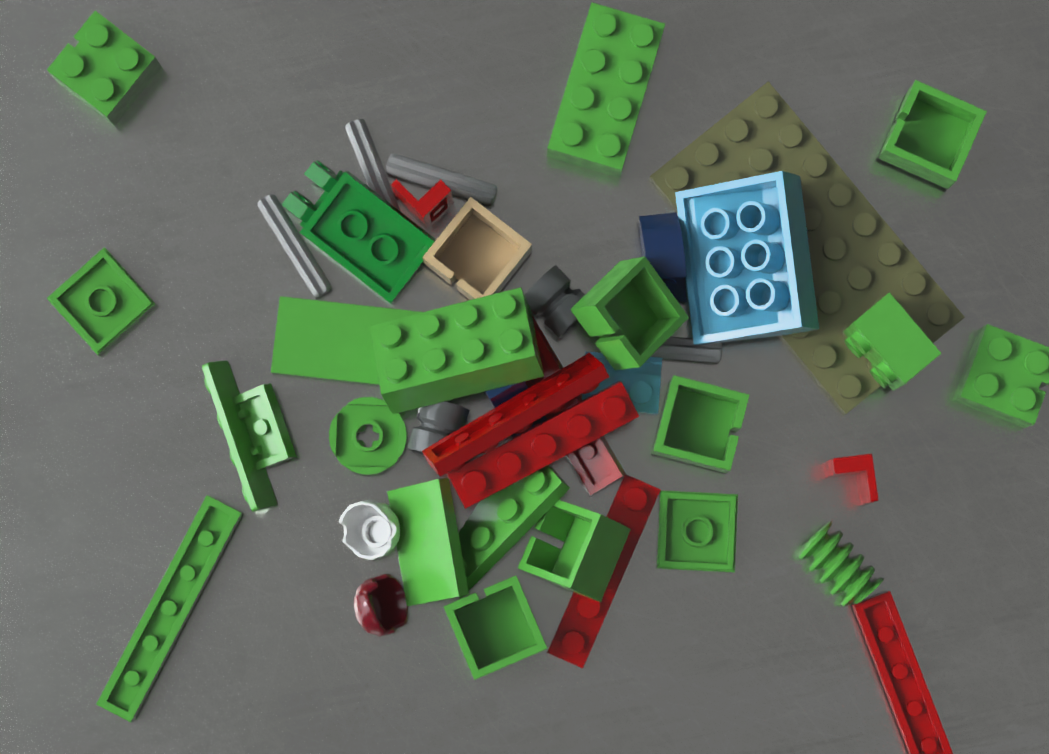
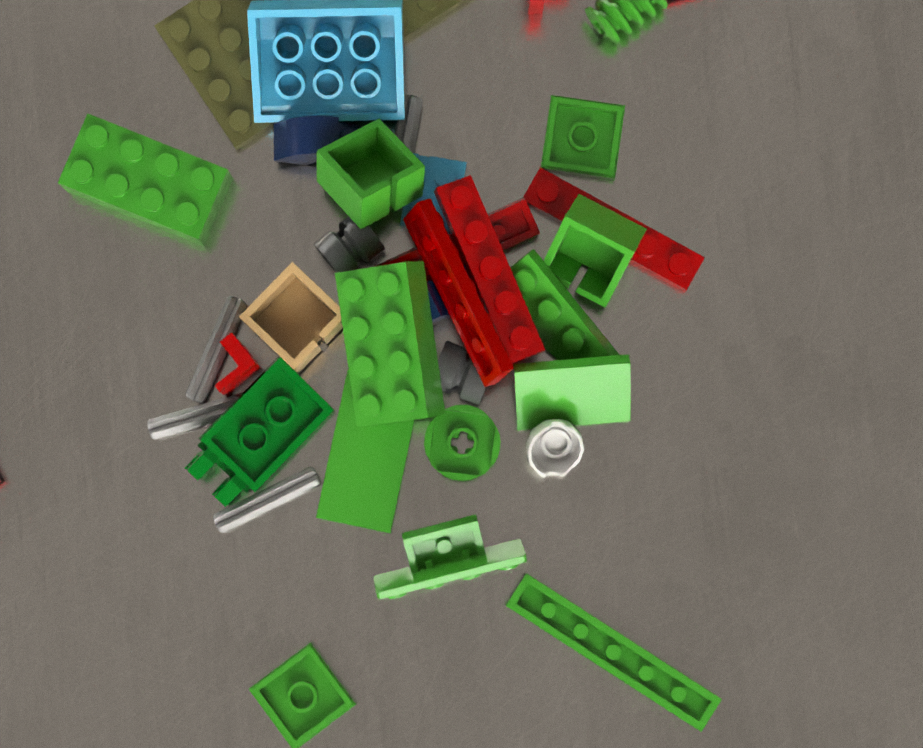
camera: 85 degrees left, 0 degrees up
(104, 68) = (67, 673): bright green piece -> none
(380, 605) = (629, 444): dark red hair -> none
(495, 628) = (661, 333): bright green piece -> none
(698, 424) = (481, 125): bright green piece -> none

